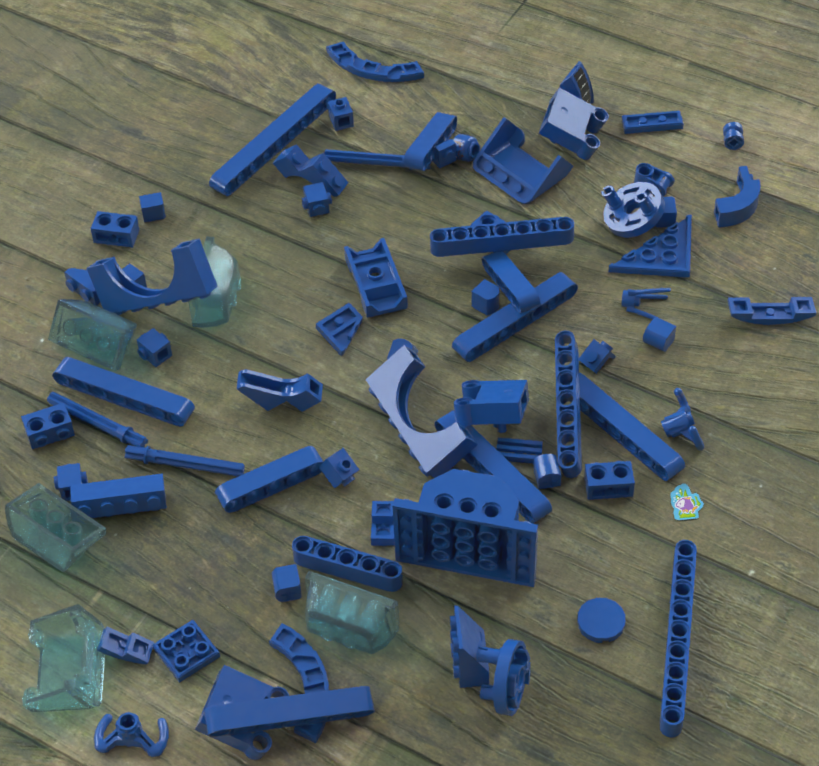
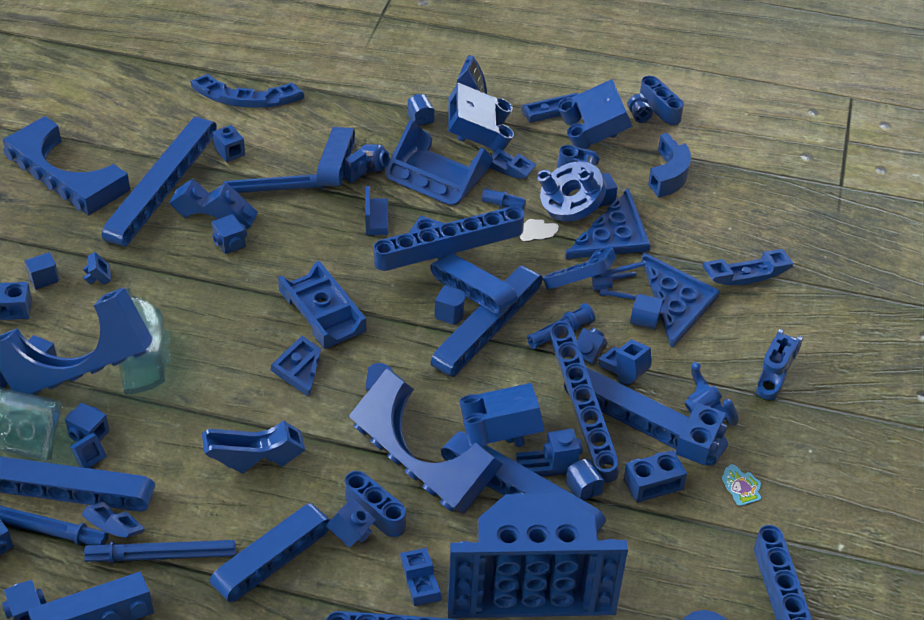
camera: 20 degrees left, 5 degrees down
(149, 369) = (88, 451): none -> blue tile
(152, 430) = (117, 524): none -> blue slope
(197, 214) = (97, 269): none -> blue tile
(207, 139) = (83, 189): none -> blue arch
(365, 456) = (386, 509): none -> blue beam
(450, 201) = (376, 214): none -> blue panel
(524, 106) = (420, 109): none -> blue piece
(534, 441) = (562, 449): none -> blue brick
(570, 206) = (503, 199): none -> blue axle
(587, 331) = (576, 319): none -> blue pin
(589, 174) = (515, 167): none -> blue slope
(592, 240) = (538, 230): none -> white sticker
(622, 376) = (628, 361): none -> blue brick
(626, 284) = (597, 264): none -> blue beam
(658, 451) = (701, 433): none -> blue brick
(688, 135) = (601, 111): none -> blue piece
(697, 326) = (682, 295): none -> blue tile
(757, 130) = (662, 100): none -> blue beam
(759, 399) = (777, 363): none -> blue piece

